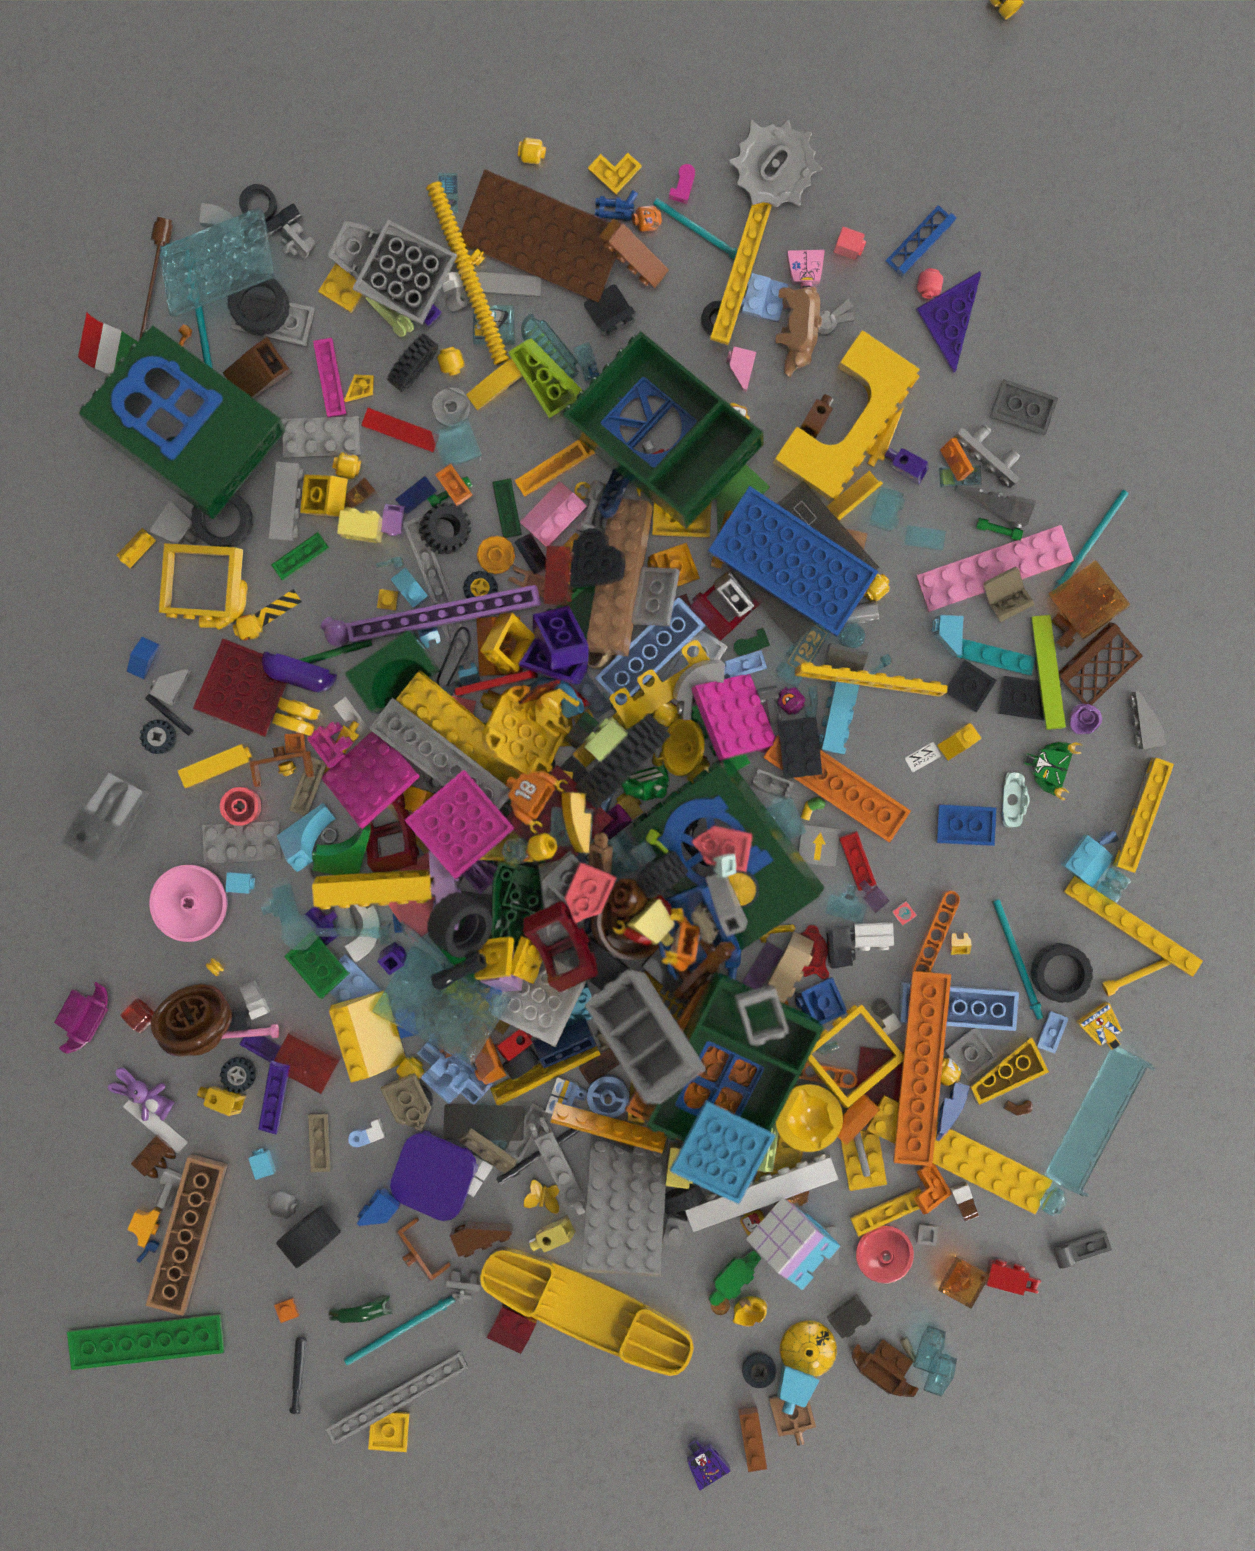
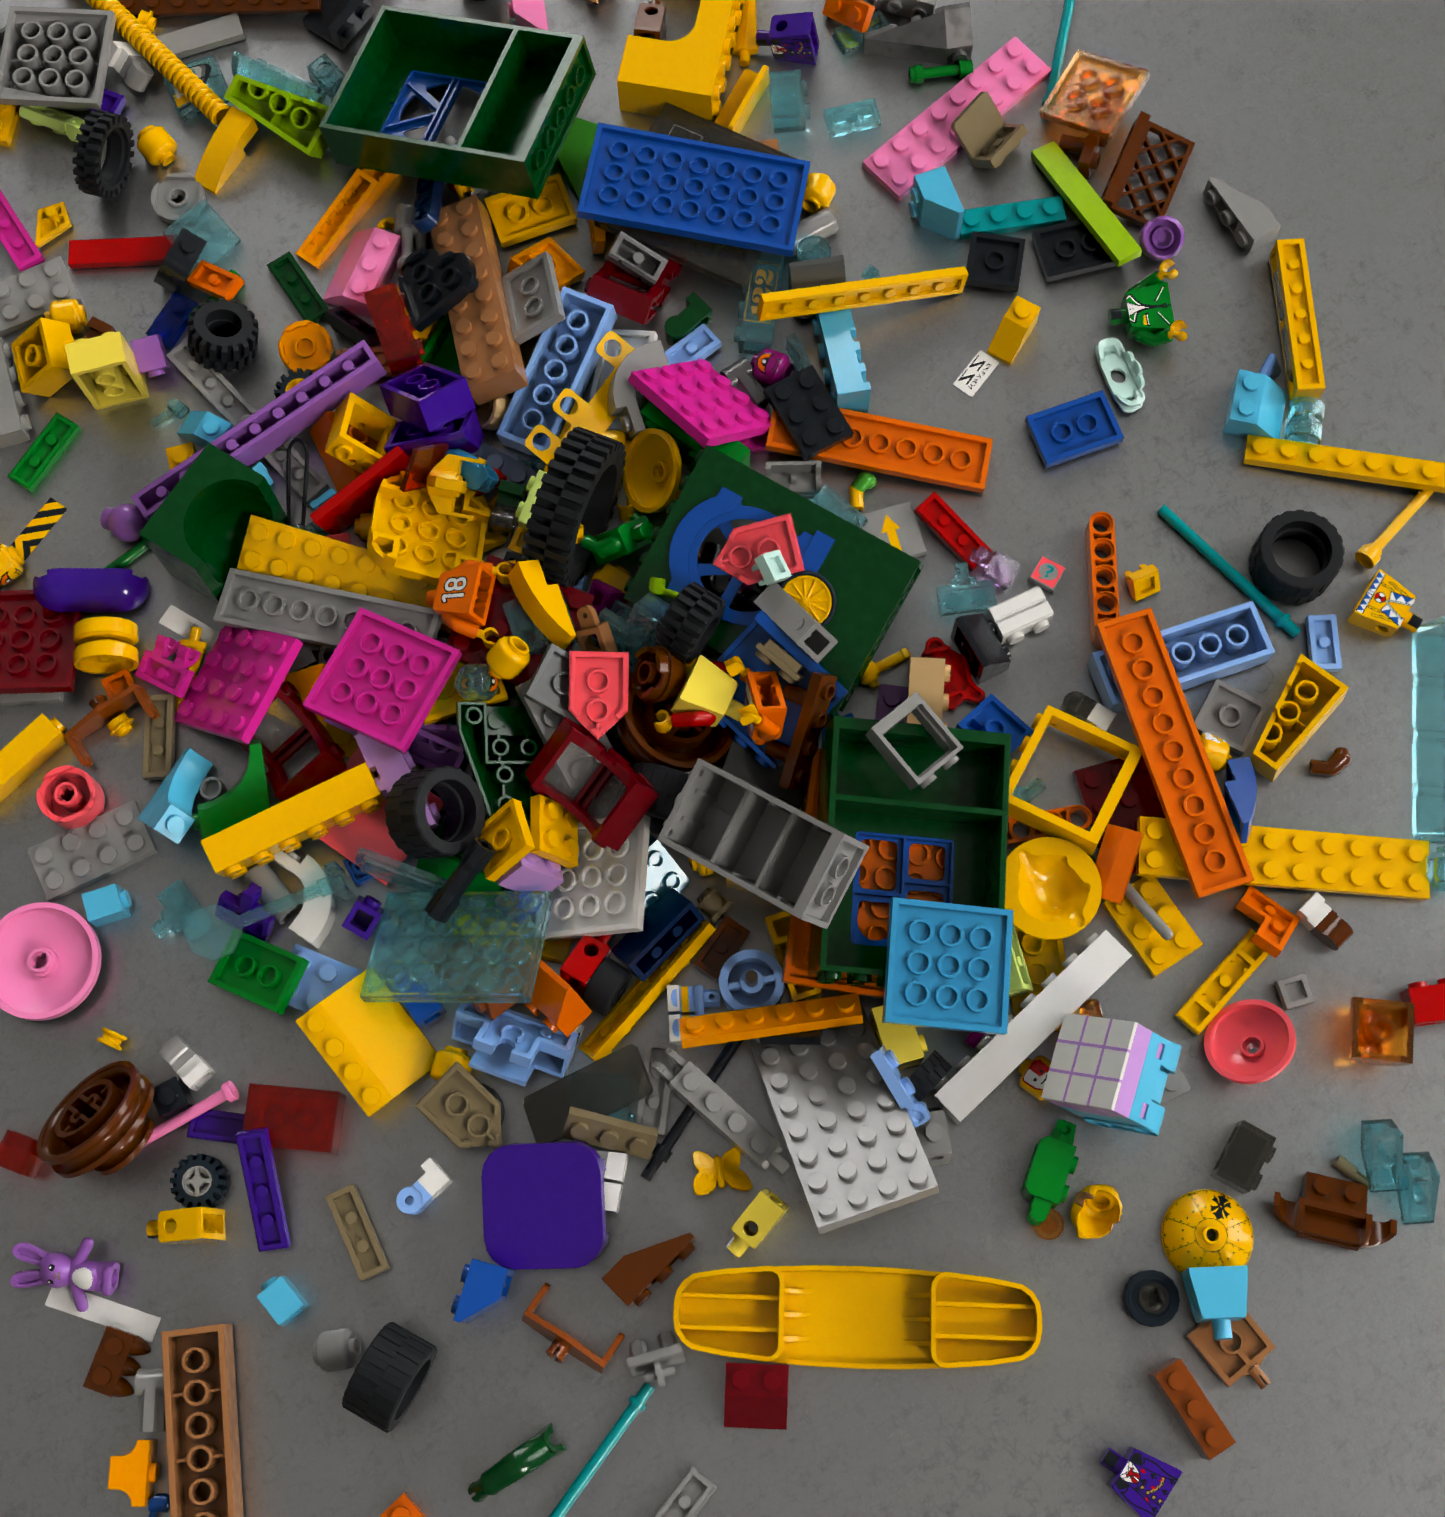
camera: 20 degrees left, 15 degrees down
(434, 463) = (180, 261): none -> black brick
(666, 1203) = (900, 1087): none -> light blue hinge

